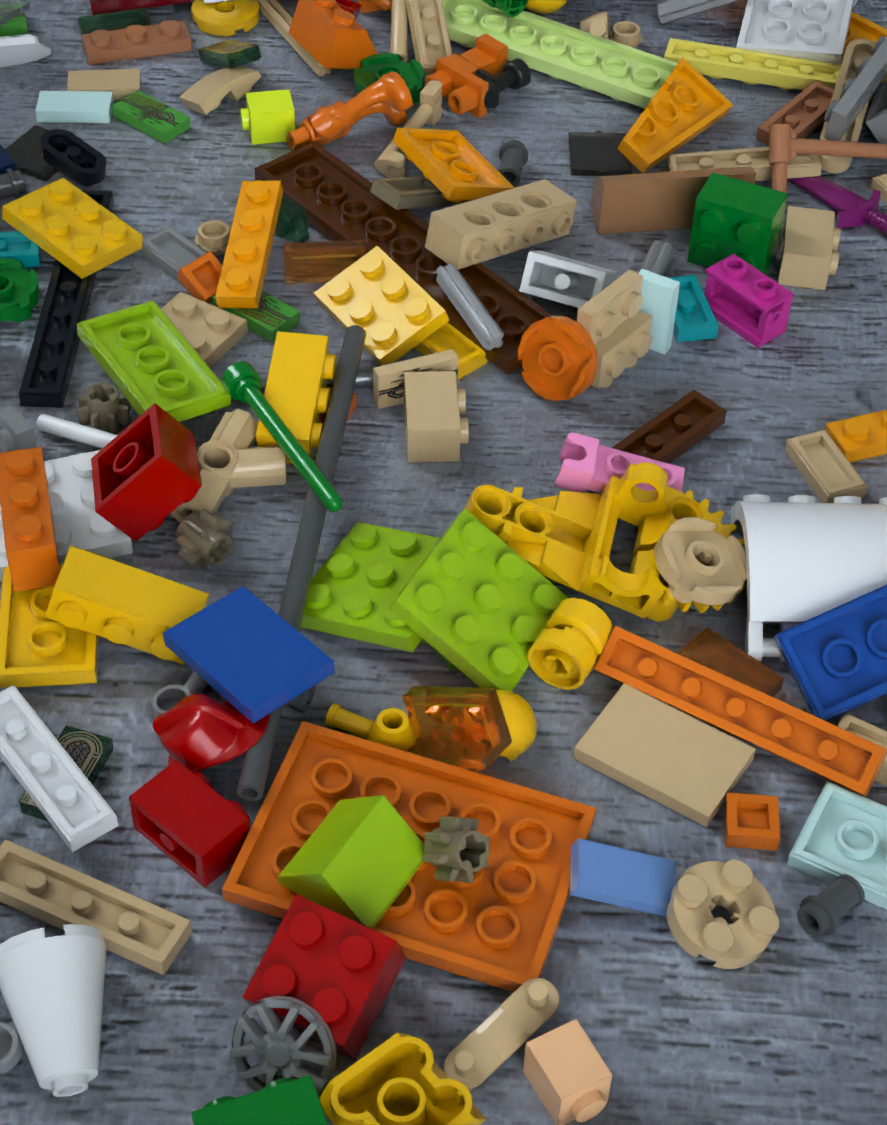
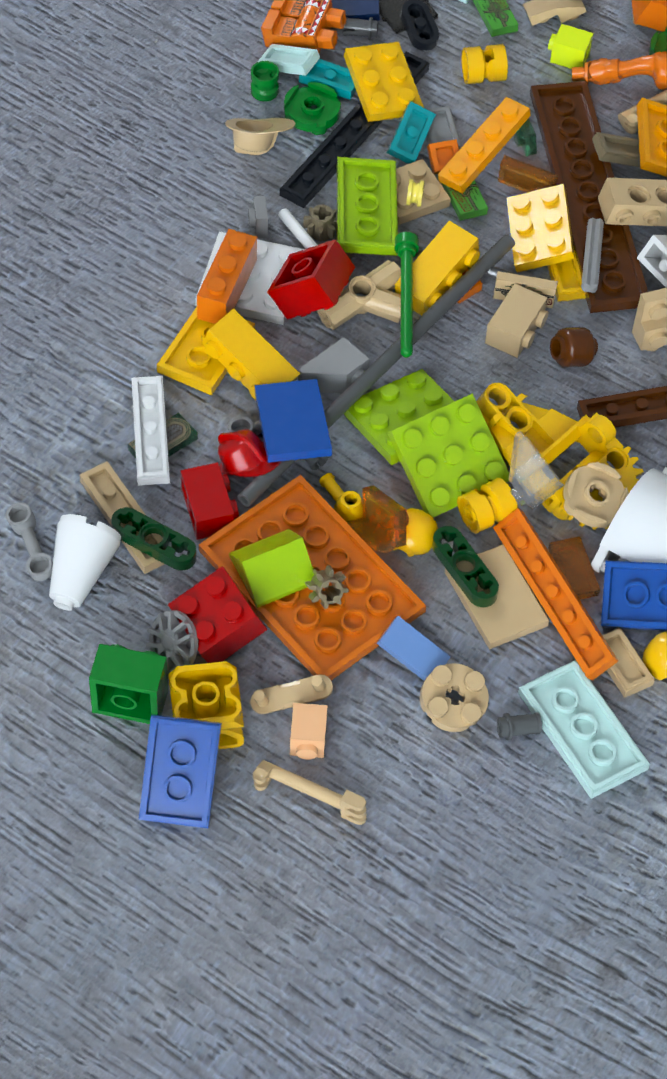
camera: 30 degrees right, 10 degrees up
(147, 267) = (411, 133): none -> teal plate
(169, 929) = (160, 551): none -> dark green beam
(182, 166) = (485, 63): none -> yellow wheel
(204, 539) = (322, 334): dark tan gear -> none
(206, 324) = (415, 192): none -> light yellow bush
(213, 237) = (469, 125): tan plate -> none
(251, 559) = (335, 367): none -> light grey slope
(524, 415) = (573, 347): none -> reddish brown head
(557, 358) = (619, 318): orange tile -> none
(592, 465) = (589, 401): bright pink plate -> none
(612, 751) = (465, 580): none -> dark green beam
(613, 568) = (531, 474): none -> clear slope
(751, 821) = (515, 659): orange tile -> none

